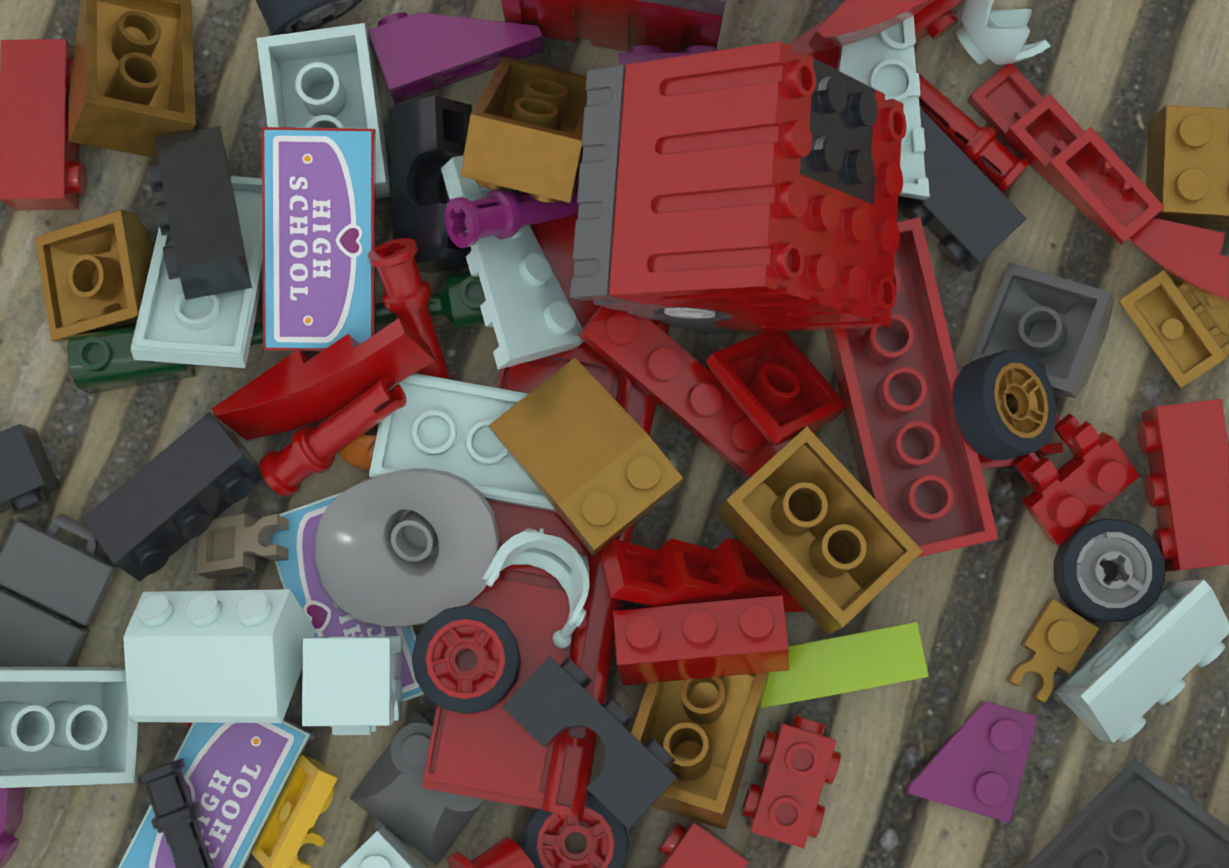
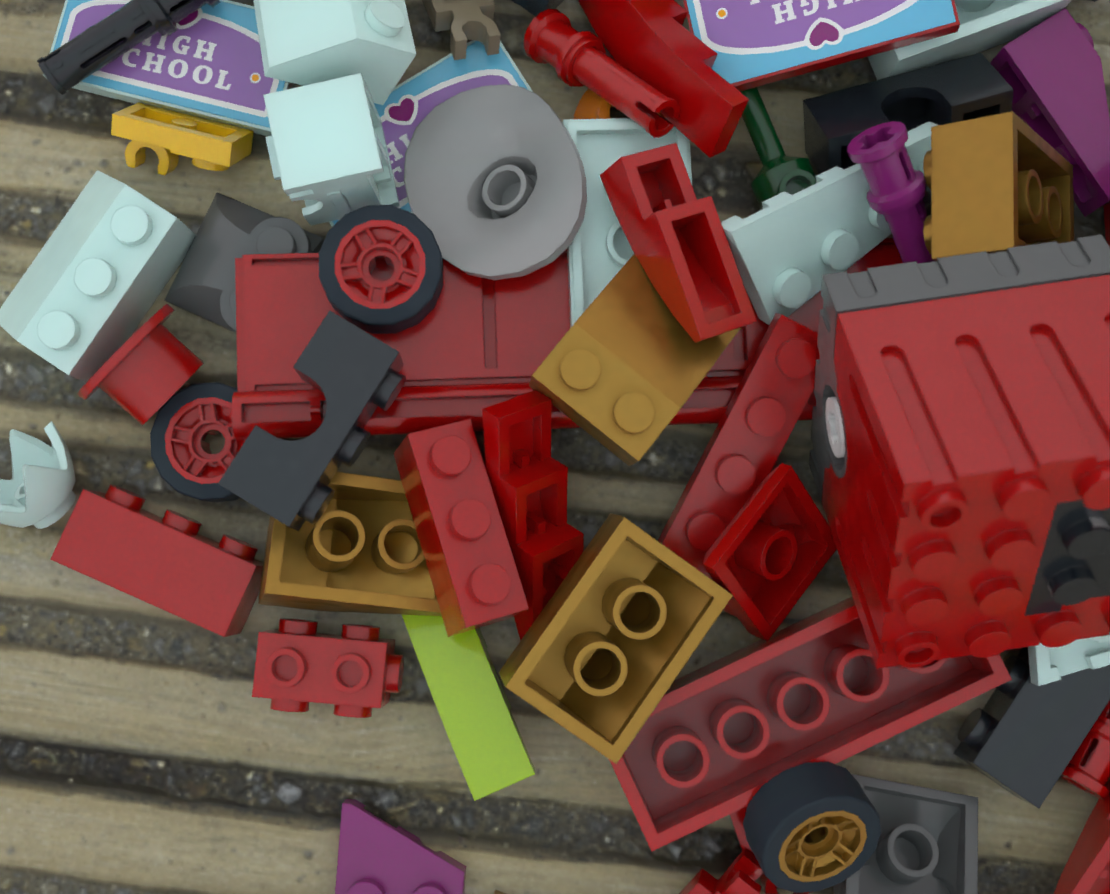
camera: 85 degrees right, 0 degrees up
(408, 296) = (772, 116): red pin -> none
(505, 403) = (678, 242): none -> red slope
(557, 559) = (520, 333): light aqua helmet -> none

